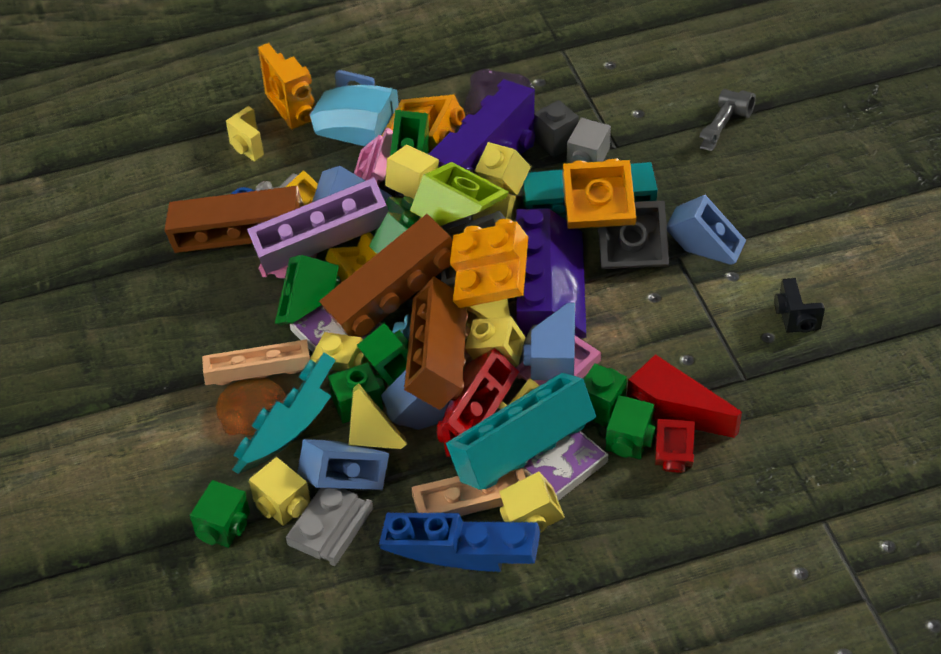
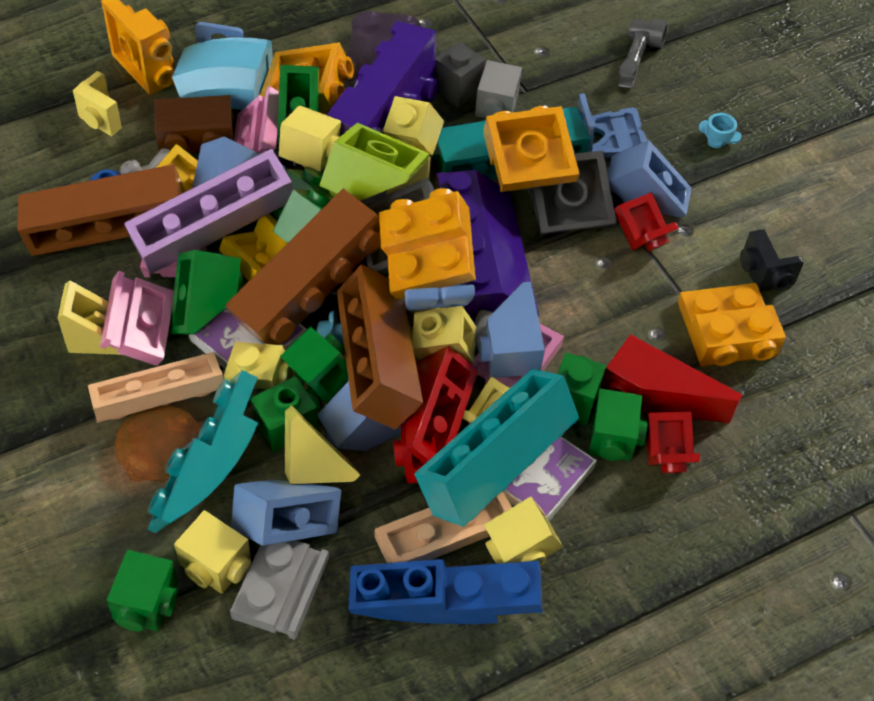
camera: 15 degrees left, 5 degrees up
(214, 308) = (82, 320): none -> light yellow slope
(250, 308) = (137, 319): none -> bright pink plate
(321, 152) = (192, 121): none -> reddish brown brick
(484, 308) = (434, 298): none -> medium blue piece
(688, 184) = (619, 129): none -> medium blue piece
(693, 265) = (644, 223): none -> red bracket
(752, 356) = (731, 324): none -> light orange plate
(782, 192) = (720, 130): none -> medium azure plate

